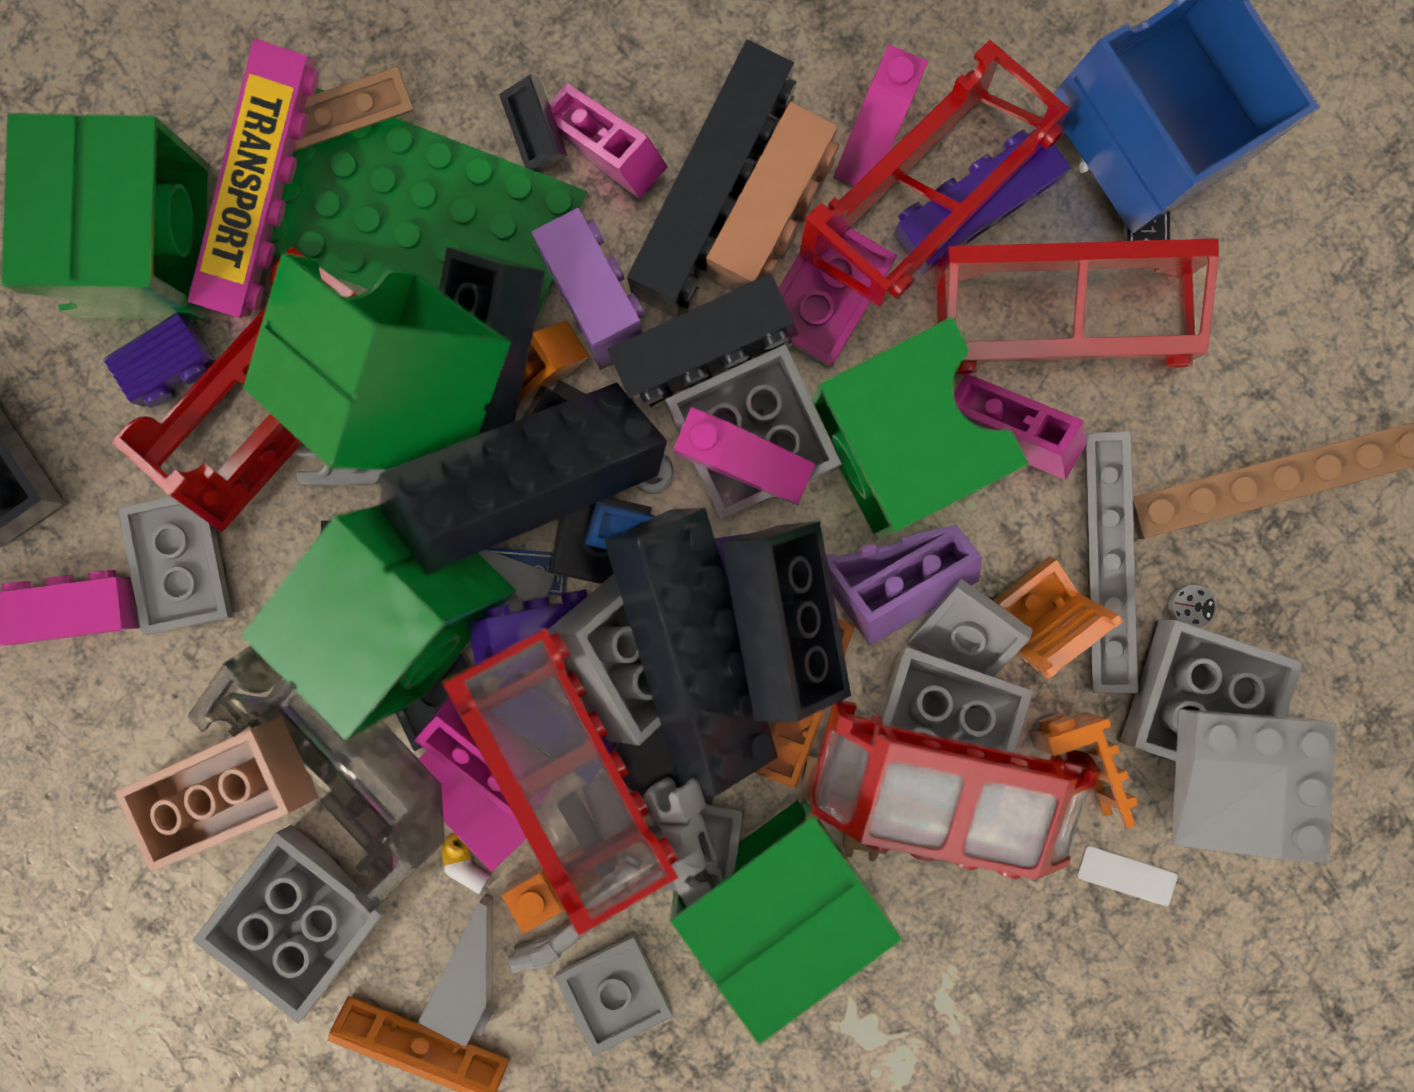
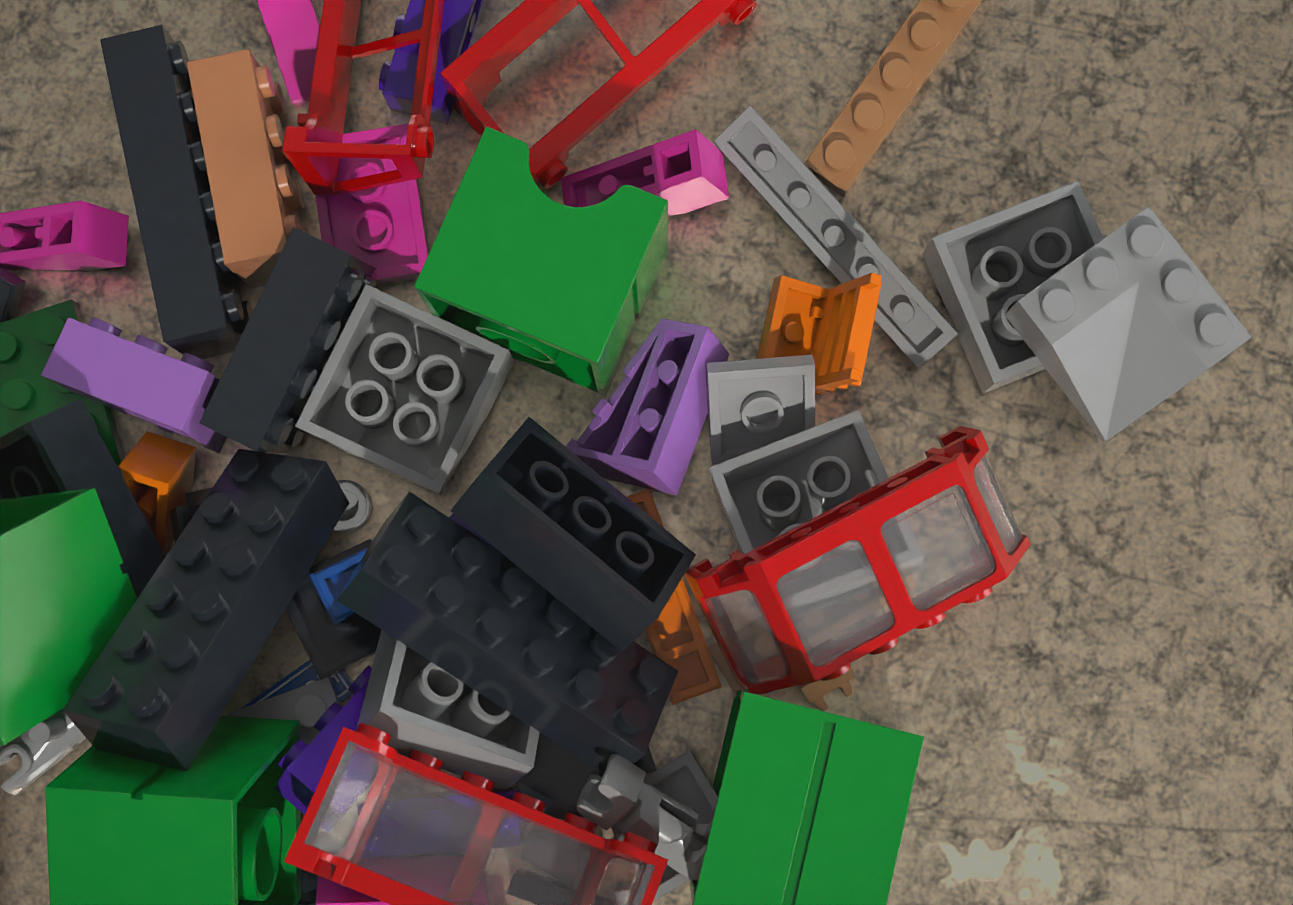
camera: 35 degrees left, 5 degrees down
(743, 456) = (407, 417): dark pink slope -> none
(1086, 732) = (949, 409): orange plate -> none
(1127, 876) = (1095, 510): white sticker -> none
(1192, 605) = (940, 213): light grey tile -> none

